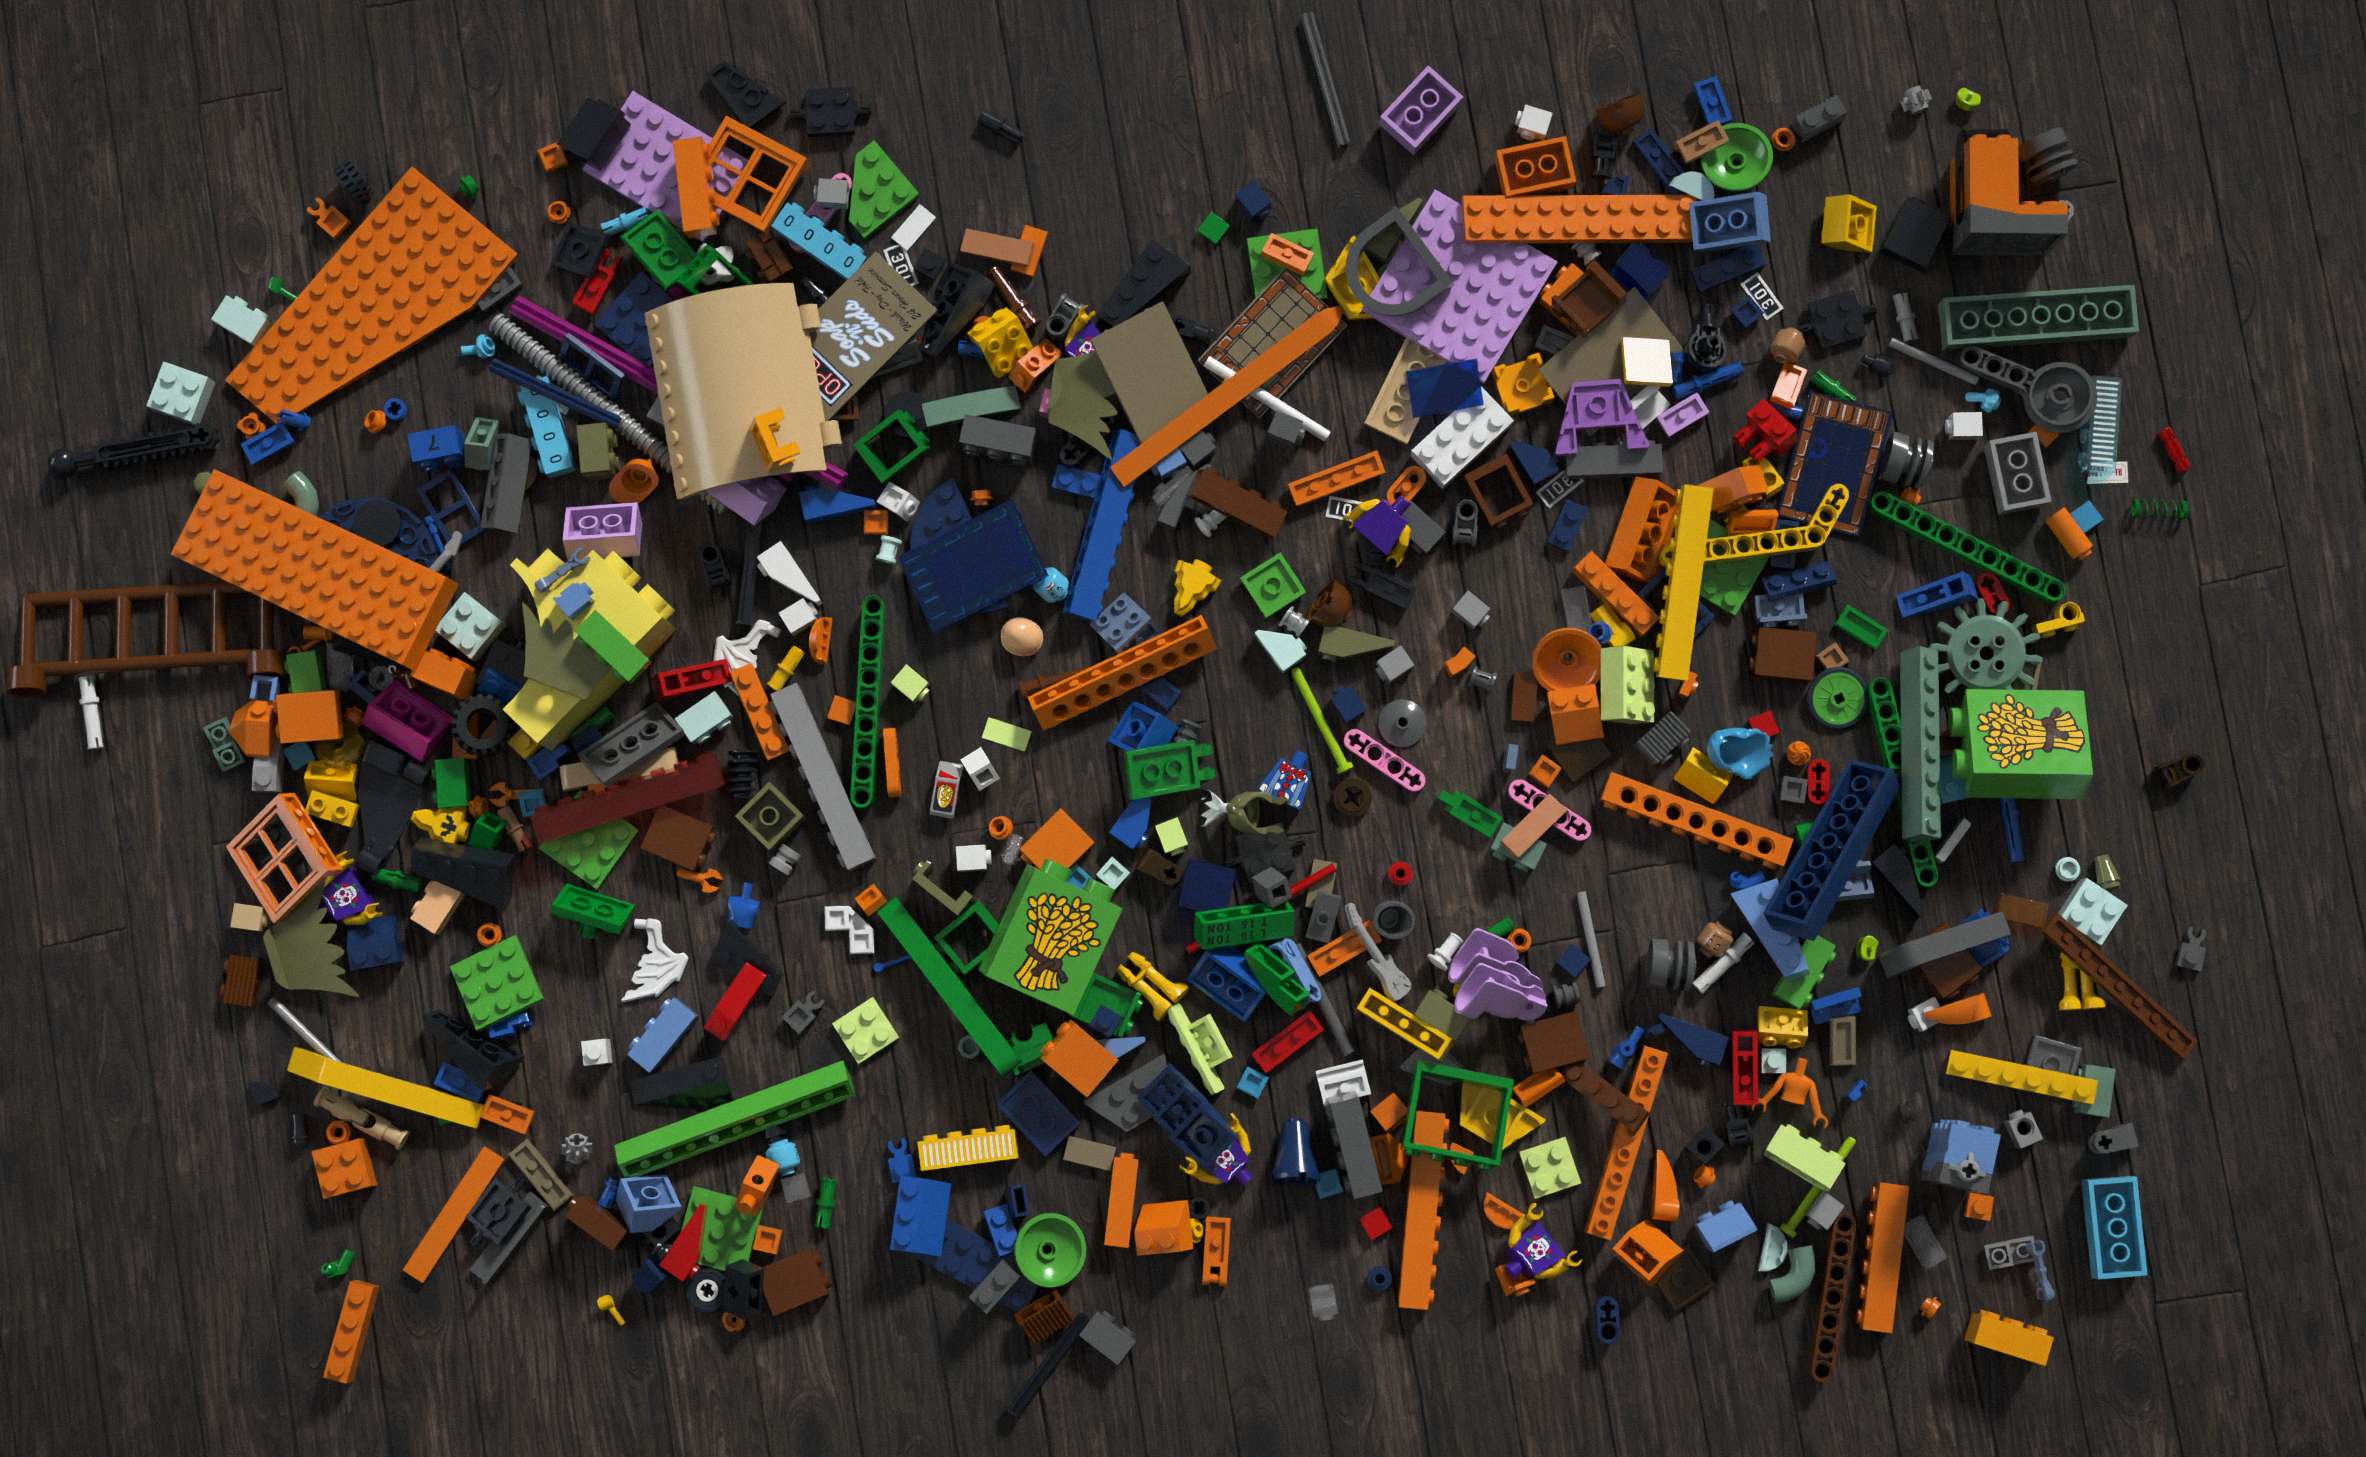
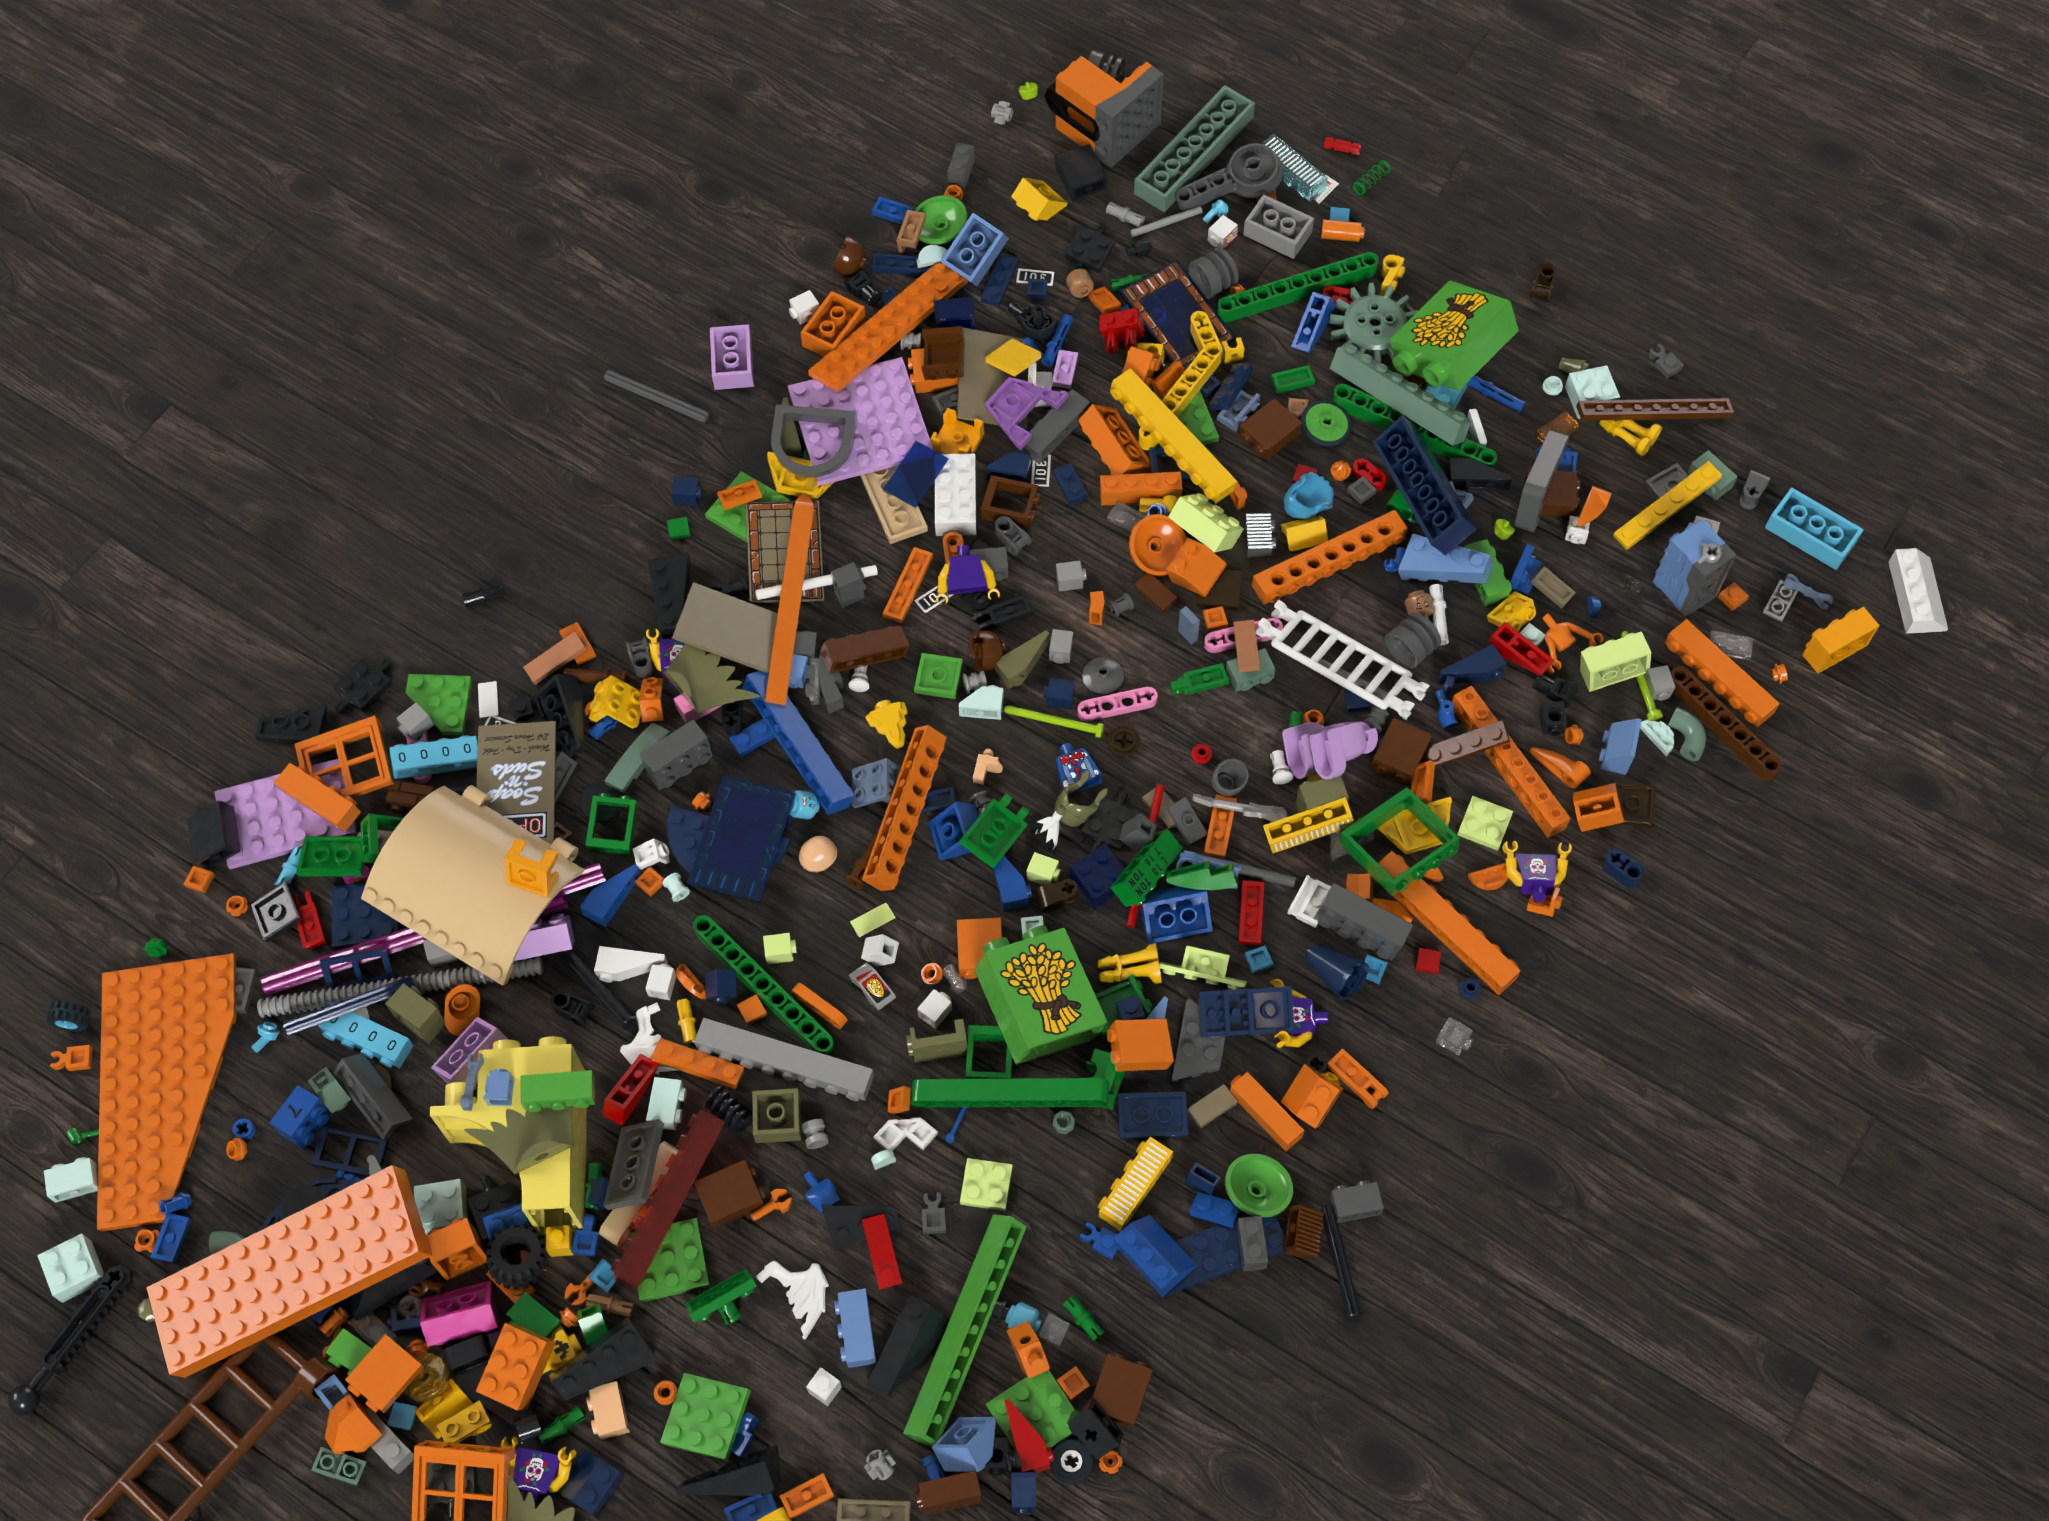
camera: 50 degrees left, 20 degrees down
(402, 808) = (515, 1366): none -> orange brick
(813, 931) = (883, 1158): none -> light aqua tile
(836, 669) = (721, 985): none -> dark blue brick
(1224, 699) = (986, 763): none -> light nougat piece
(1592, 994) = (1390, 700): none -> white bar
(1838, 549) = (1232, 354): none -> yellow piece
(2131, 1368) = (1917, 591): none -> white slope

